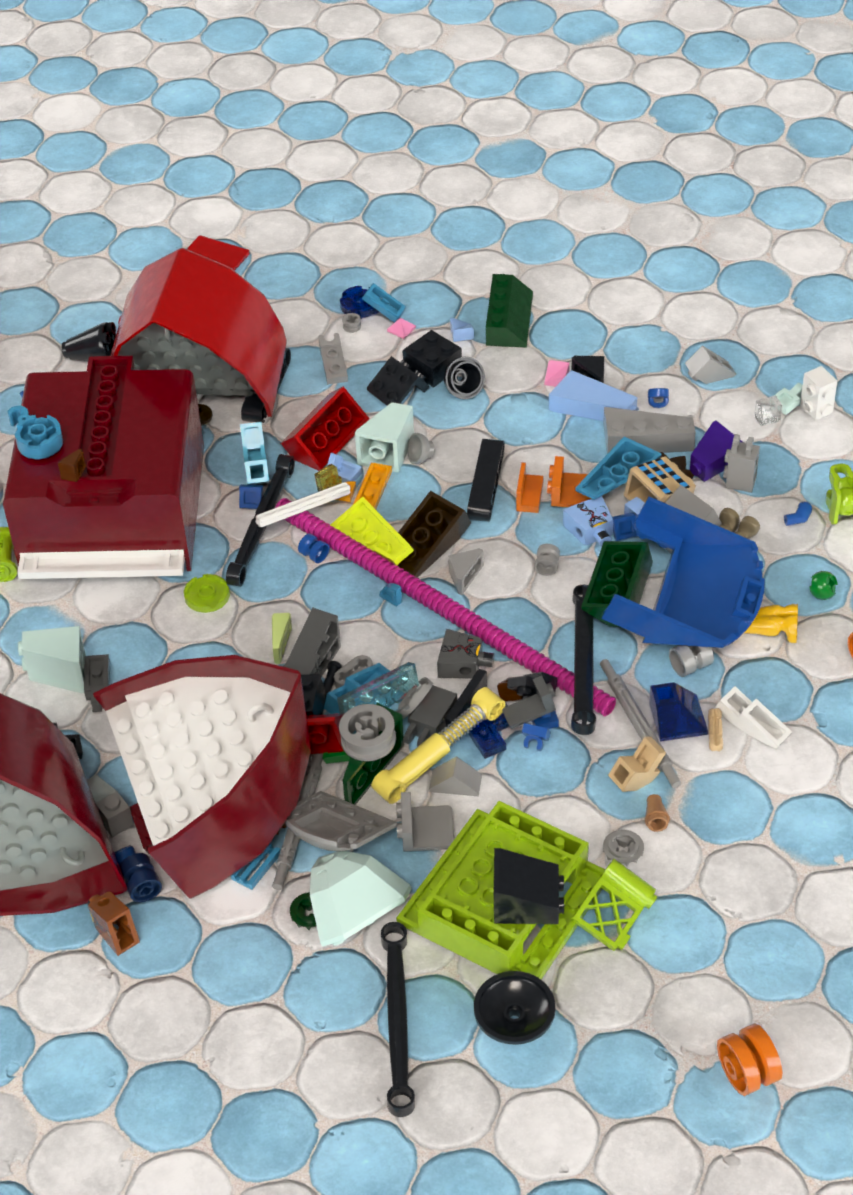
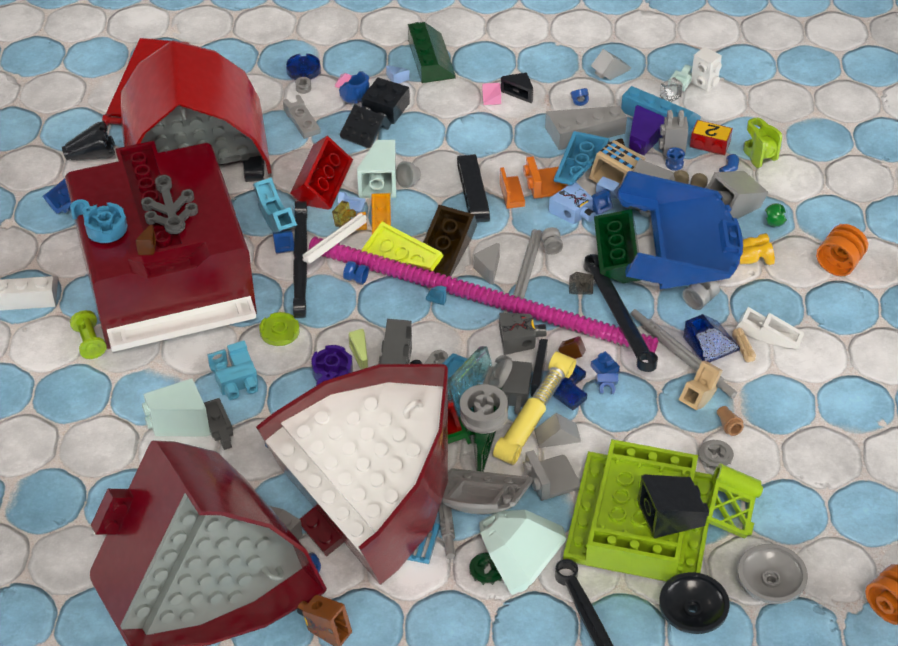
camera: 20 degrees left, 0 degrees up
(111, 452) = (173, 224): none -> dark grey plant
(137, 636) = (238, 376): none -> medium azure hips
(140, 877) = (336, 579): dark blue wheel -> none
(242, 641) = (331, 363): none -> dark purple piece
(382, 305) = (325, 63): dark azure tile -> none
(402, 337) = (355, 88): none -> blue hair
(472, 377) = (424, 108): black piece -> none
(508, 581) = (527, 264): none -> light grey axle
(525, 686) = (591, 343): black brick -> none
(531, 707) = (599, 358): dark grey bracket -> none
(559, 616) = (581, 283): none -> clear smoke slope
(587, 397) = (526, 107): light blue slope -> none
(618, 986) = (776, 565): none -> light grey dish
(735, 493) = (675, 159): none -> blue wheel
(742, 424) = (635, 97): none -> dark azure slope
(786, 549) = (738, 191): none -> light grey slope
(790, 476) = (711, 137): none -> brick

